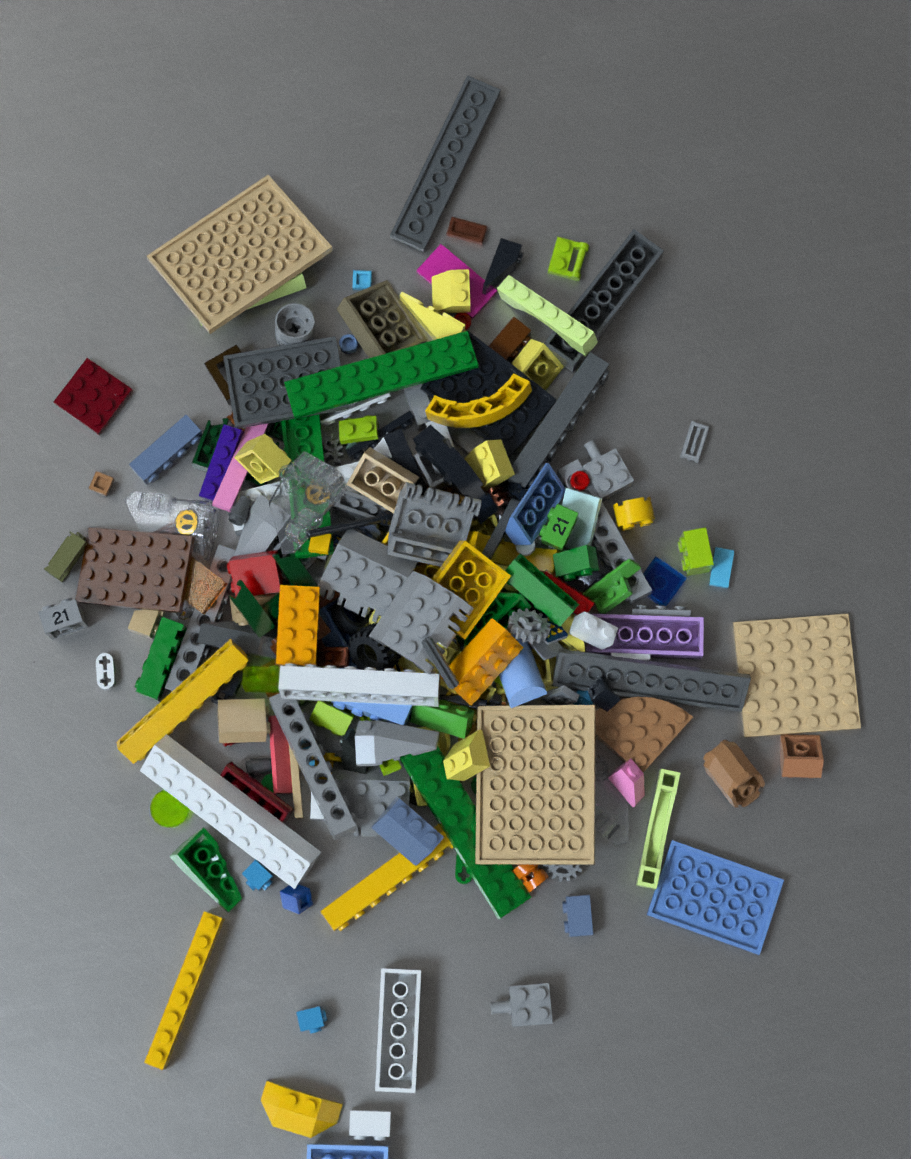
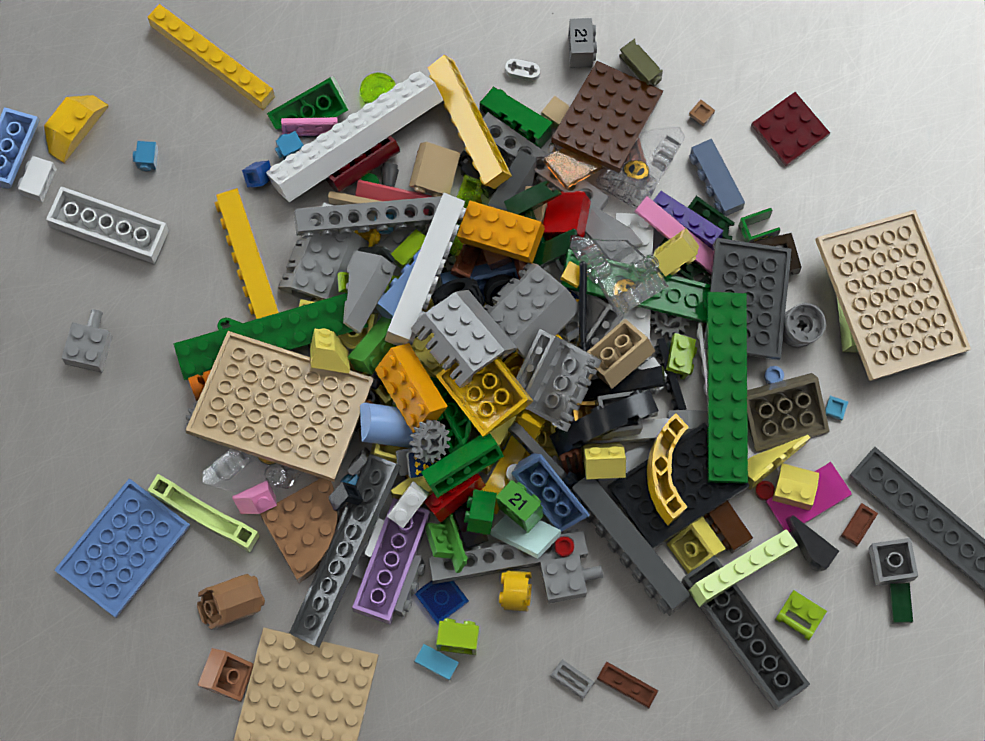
camera: 105 degrees right, 5 degrees down
(210, 410) = (754, 218): none -> green piece
(231, 863) = (308, 126): none -> bright pink tile
(240, 511) = (631, 219): dark grey cone -> none
(407, 831) = (280, 281): sand blue slope -> none
(440, 663) = (416, 338): dark grey axle -> none
(494, 189) = (893, 561): none -> light grey brick
(528, 176) = (901, 603): none -> dark green tile
(578, 916) = (151, 416): sand blue brick -> none
(683, 392) = (627, 684): none -> copper tile

